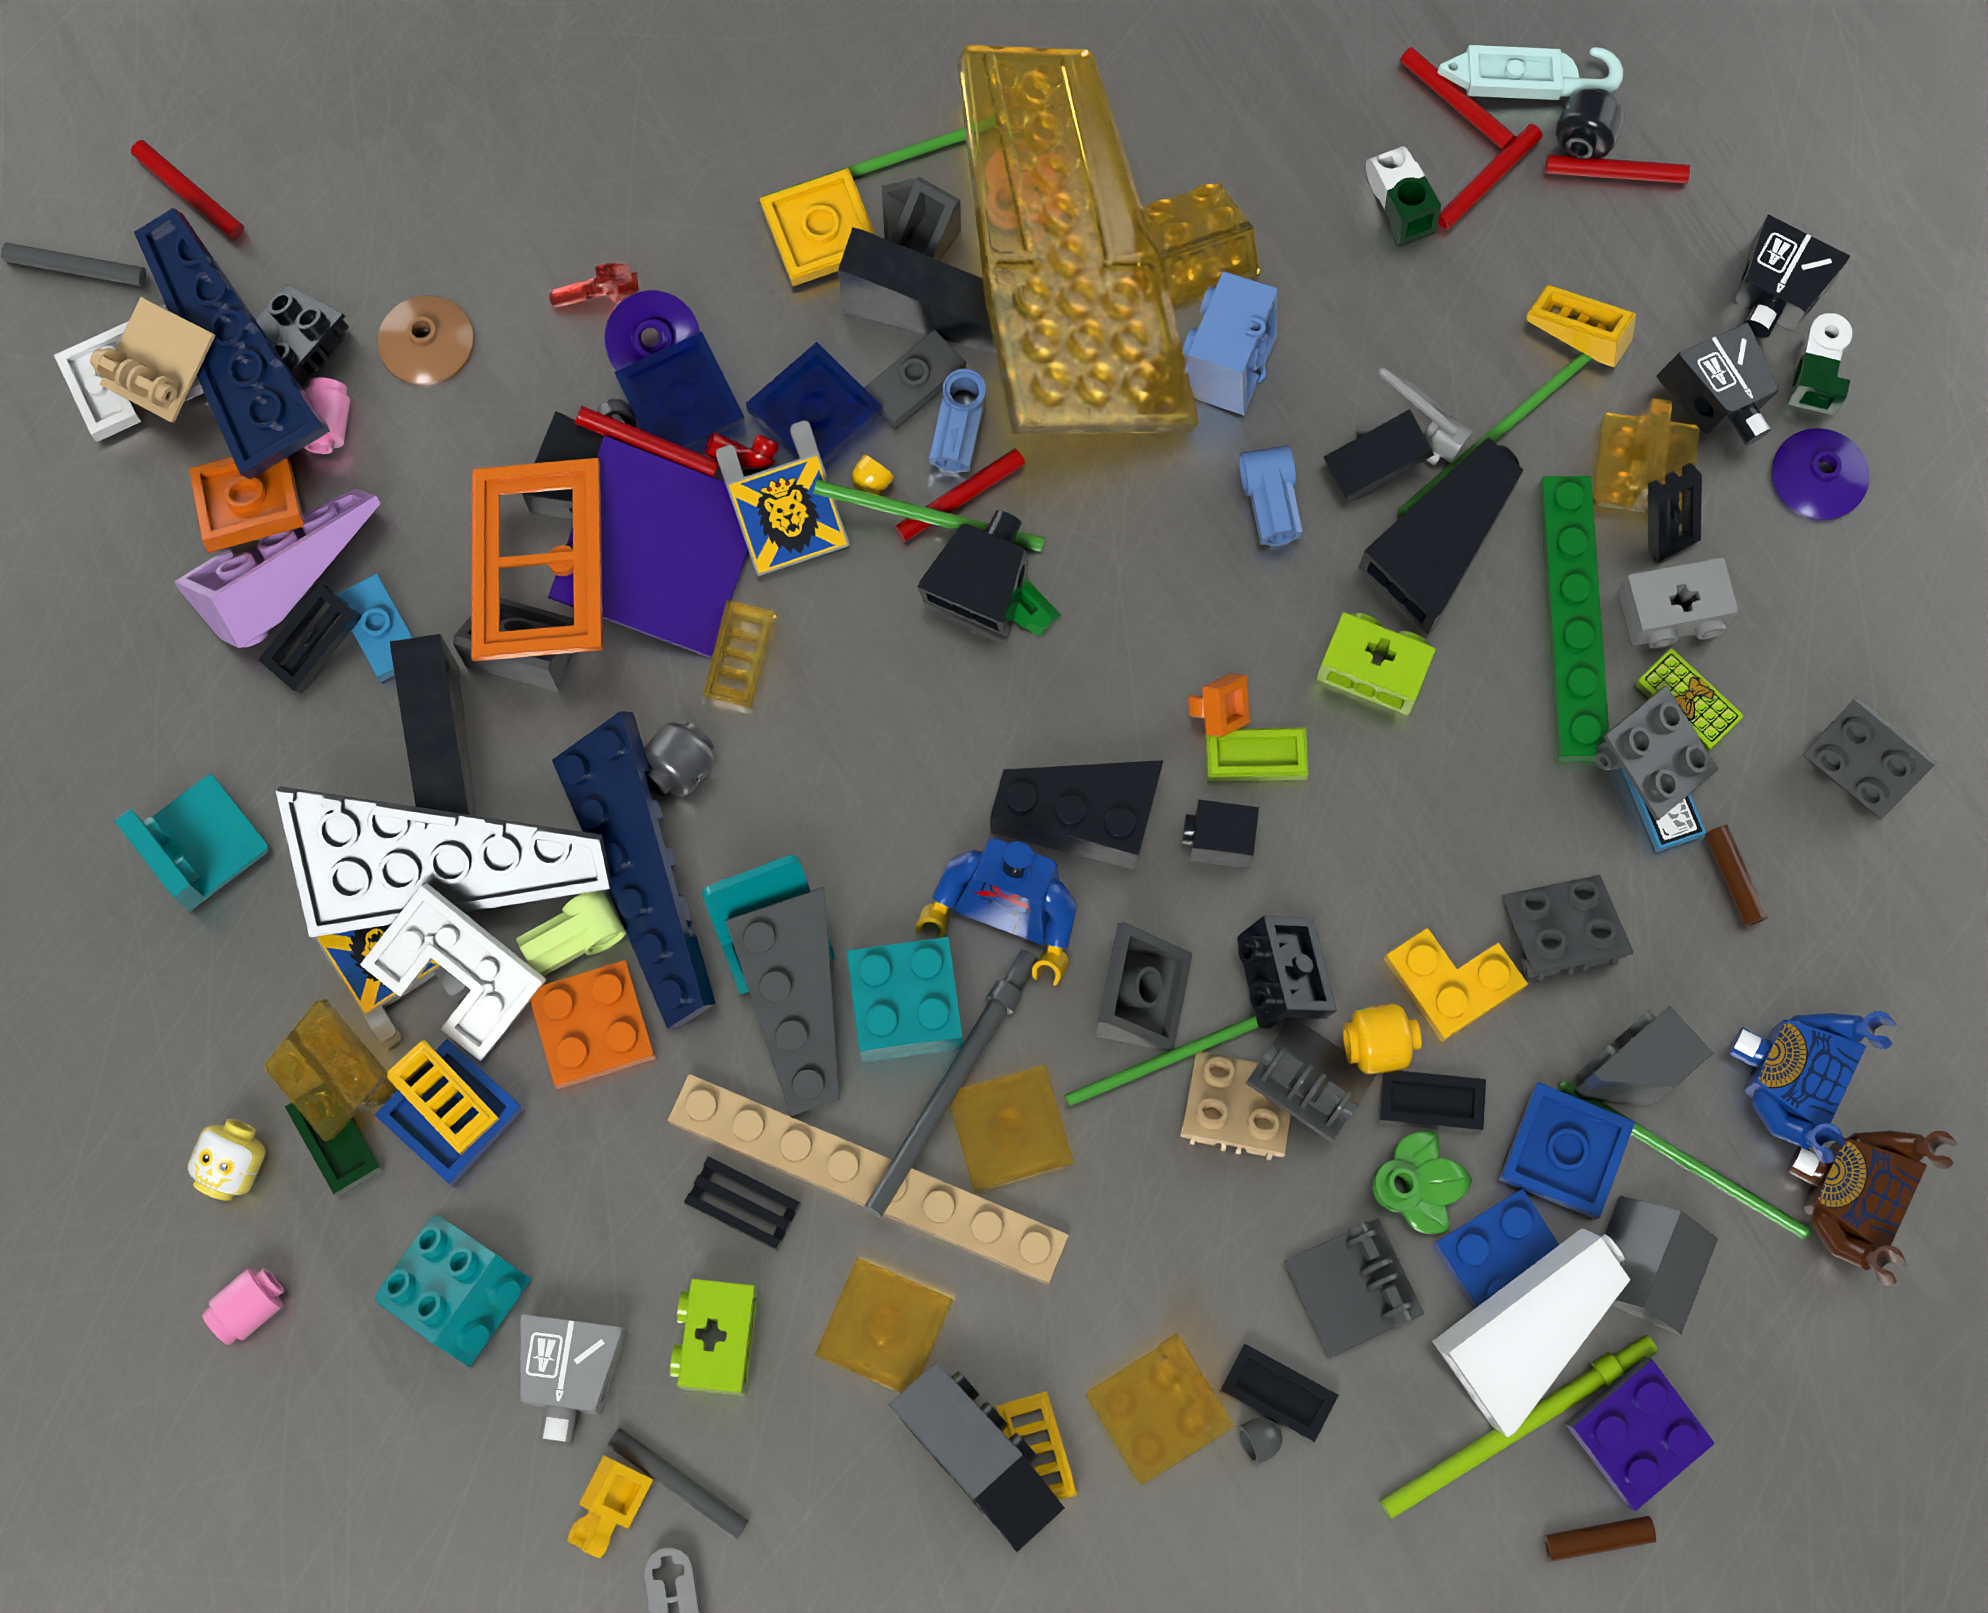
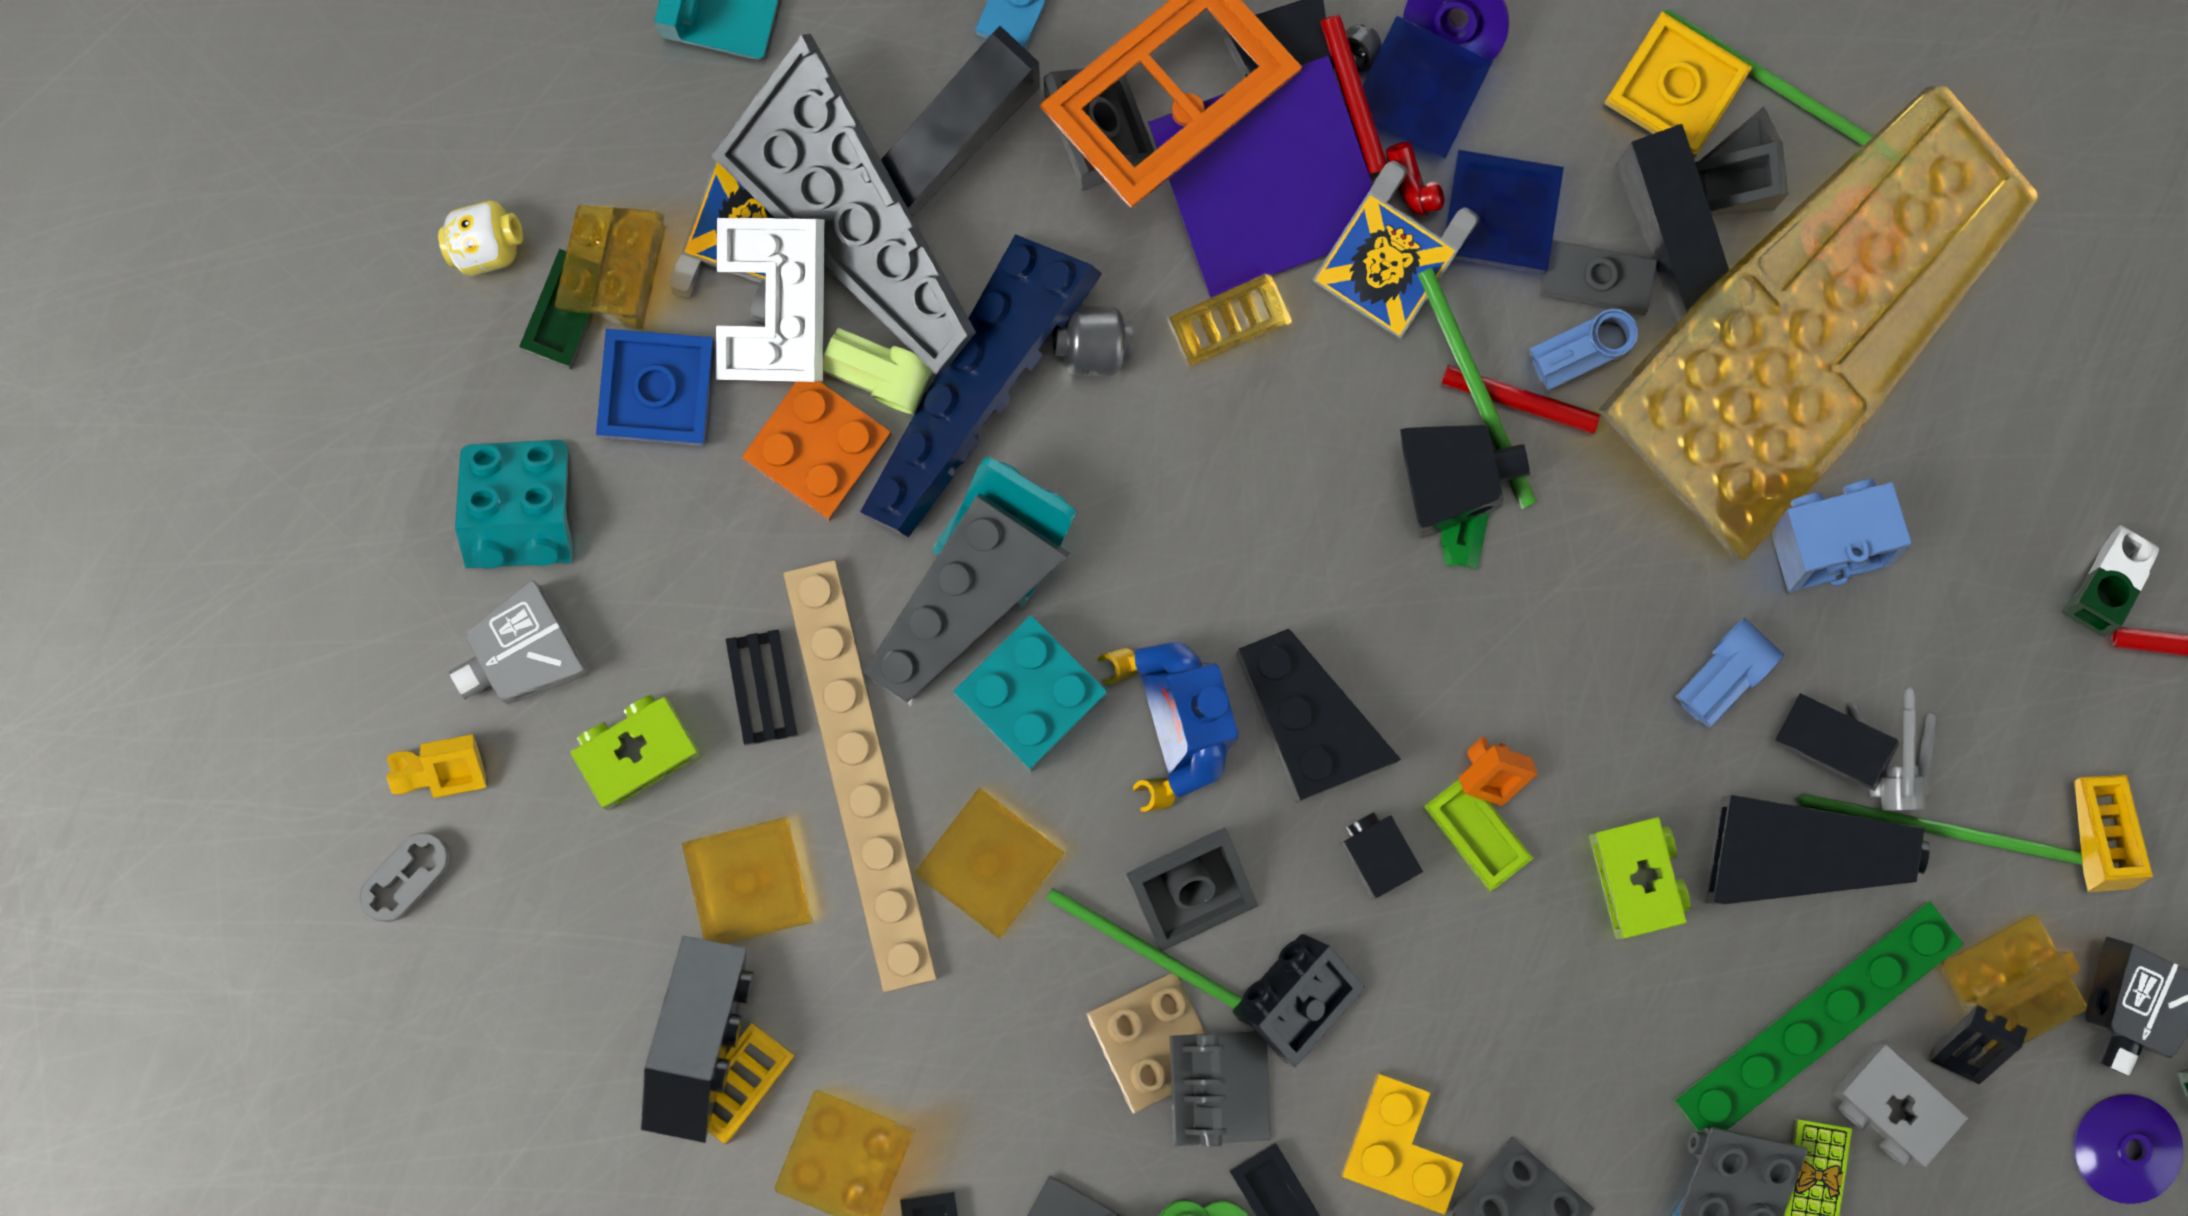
camera: 50 degrees right, 10 degrees up
(243, 1305) = (377, 347): bright pink brick -> none
(410, 1066) = (667, 328): yellow slope -> none
(678, 1483) = (498, 809): dark grey piece -> none
(871, 476) = (1475, 309): yellow hinge -> none
(1001, 1000) = (1095, 774): dark grey bar -> none
(1199, 239) = (1924, 431): clear yellow bracket -> none
(1381, 1039) = (1299, 1122): yellow head -> none

